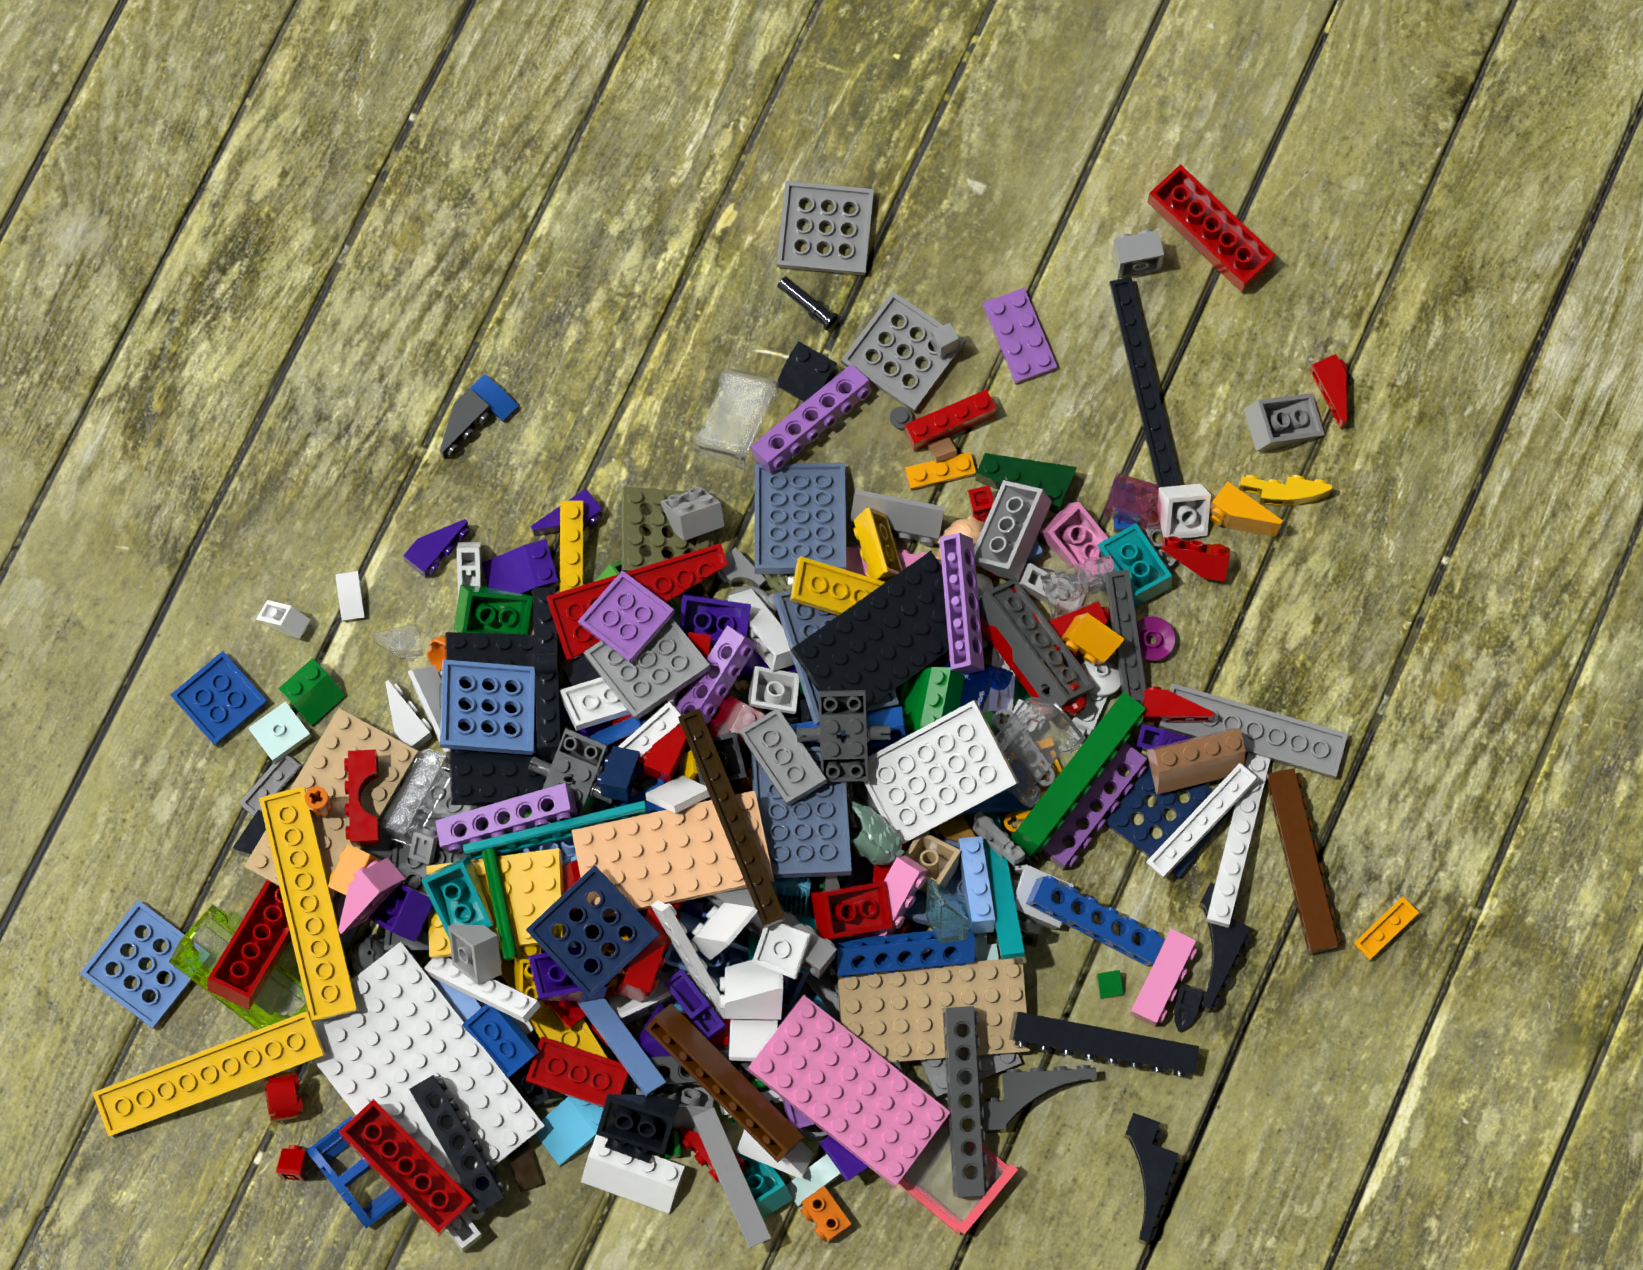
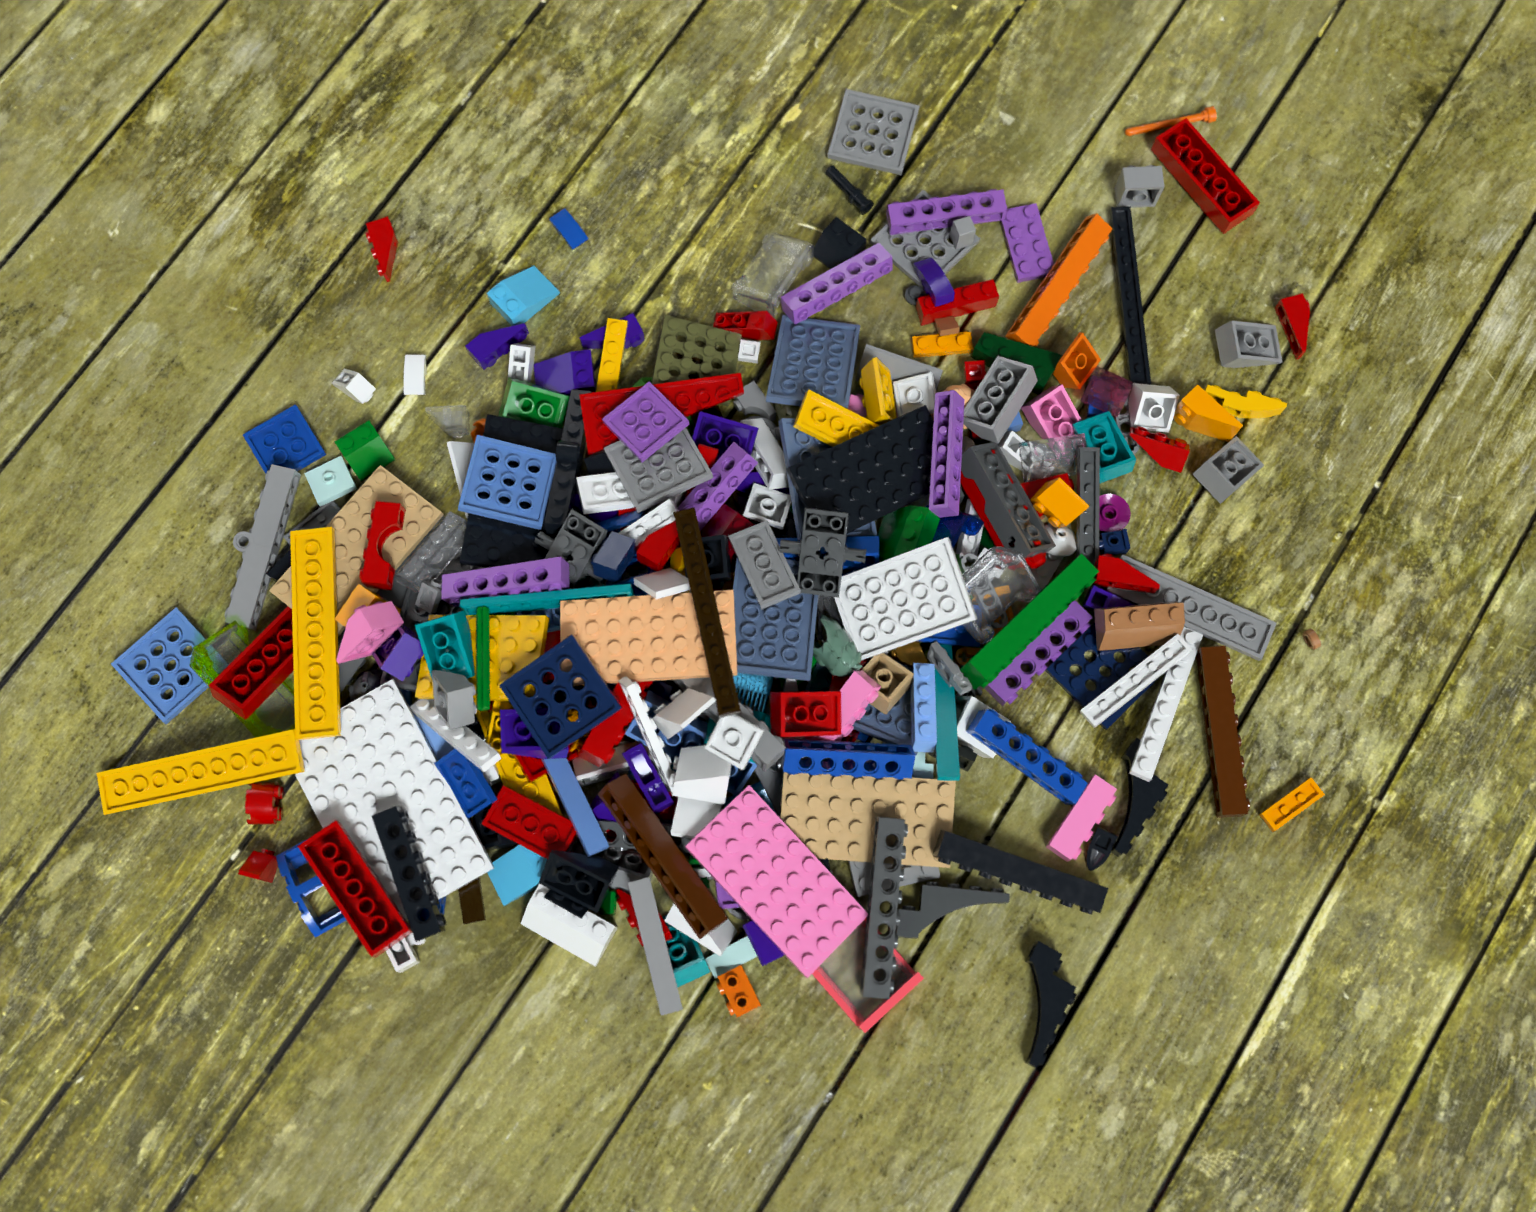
camera: 10 degrees right, 0 degrees up
(221, 819) = (263, 546): none -> light grey hinge
(284, 443) = (385, 244): none -> red slope
(318, 801) = (339, 541): orange axle -> none
(406, 723) = (439, 485): white slope -> none
(455, 485) = (522, 295): none -> medium azure slope
(464, 417) = (541, 240): dark grey slope -> none
(693, 513) = (721, 345): light grey slope -> none
(719, 481) = (751, 324): none -> red slope
(728, 511) = (749, 351): none -> white plate
(893, 332) = (940, 219): none -> medium lavender brick
(917, 538) = (915, 393): none -> white tile
(920, 402) = (934, 281): none -> dark purple slope
(945, 914) = (891, 730): clear light blue slope -> none
(1062, 379) = (1060, 281): none -> orange brick
(1093, 474) = (1076, 363): none -> orange slope
(1109, 984) = (1031, 816): green slope -> none
(1168, 676) = (1121, 542): none -> dark blue brick
(1206, 151) = (1207, 115): none -> orange piece
(1277, 569) = (1228, 469): none -> light grey slope
(1388, 746) = (1311, 639): none -> medium nougat tile

